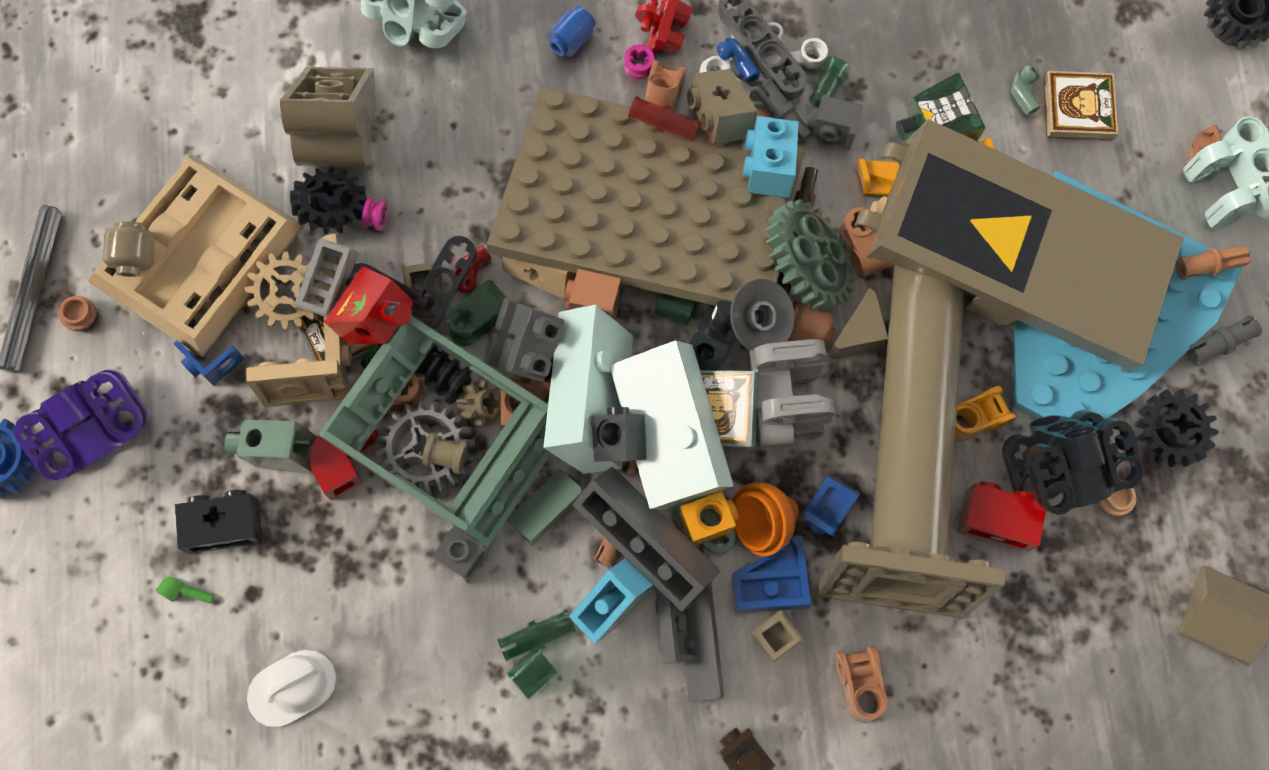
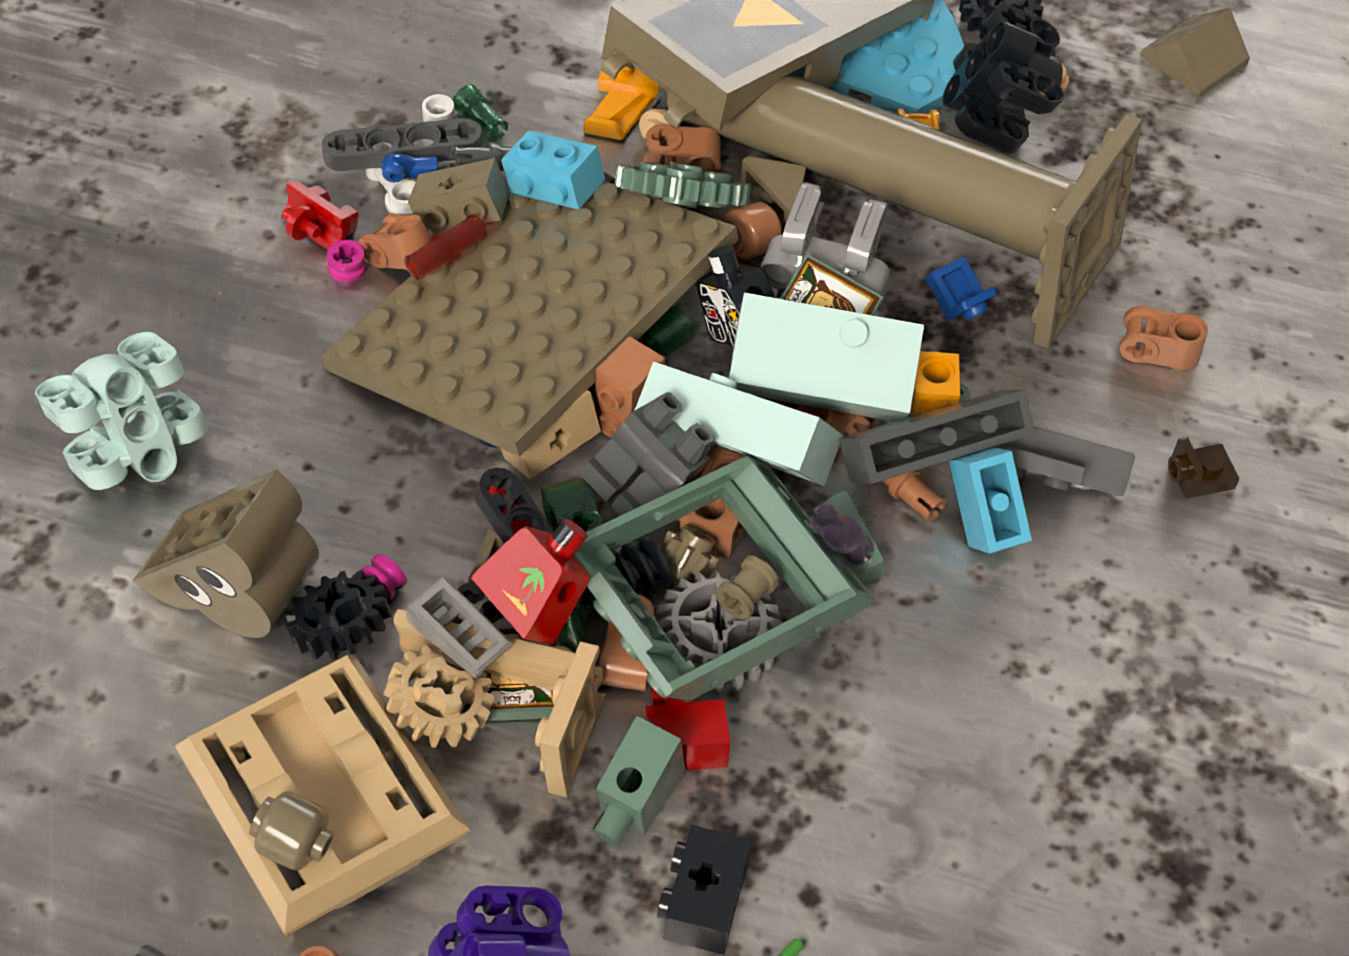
camera: 65 degrees left, 20 degrees down
(212, 371) = (477, 843): blue bracket -> none
(291, 688) = (952, 892): white piece -> none
(460, 554) = (867, 638): dark grey brick -> none
(520, 501) = (842, 534): none -> clear purple pin
(532, 673) = (1046, 606): clear green piece -> none
(536, 635) = (991, 607): clear green pin -> none
(571, 31) = (270, 302): blue brick -> none
(605, 435) = (841, 391): black brick -> none
(765, 518) = (975, 338): orange piece -> none
(773, 311) = (742, 230): dark grey dish -> none
(773, 581) = (1021, 364): blue wing -> none
(778, 635) = (1082, 385): dark tan brick -> none
(835, 120) = (532, 112): dark grey brick -> none
(945, 104) = (575, 40): torso -> none
(1002, 516) = (1045, 145): red brick -> none

